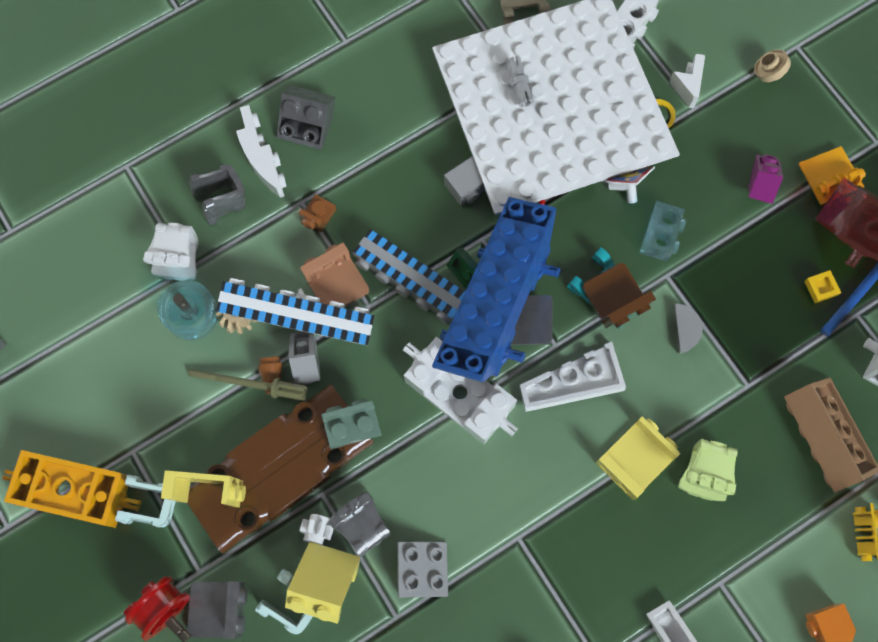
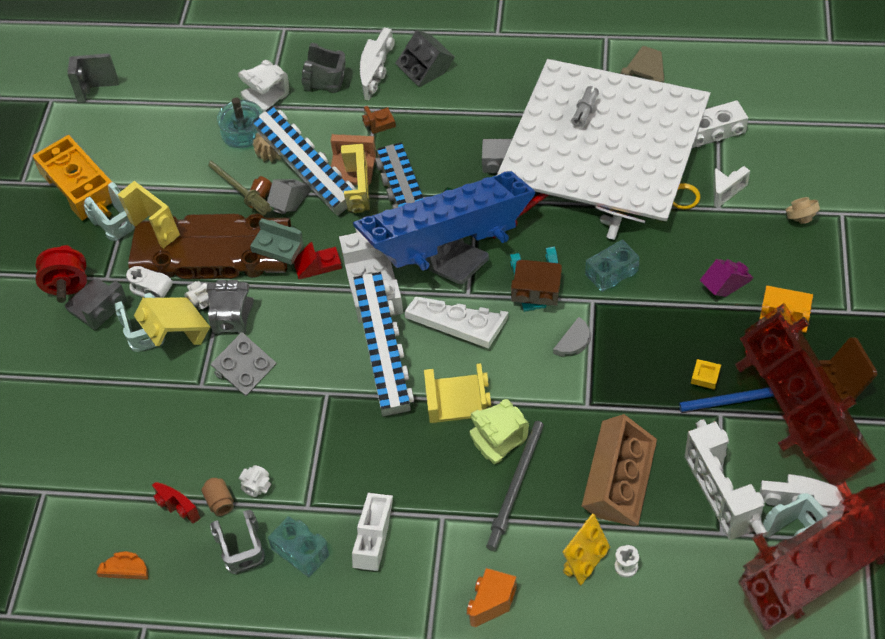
camera: 40 degrees right, 20 degrees down
(258, 550) = (147, 281): none -> white piece
(370, 295) = (355, 160): none -> light yellow panel
(394, 409) = (313, 263): none -> red slope
(543, 461) = (382, 344): none -> brick
(777, 558) = (500, 523): none -> dark grey bar

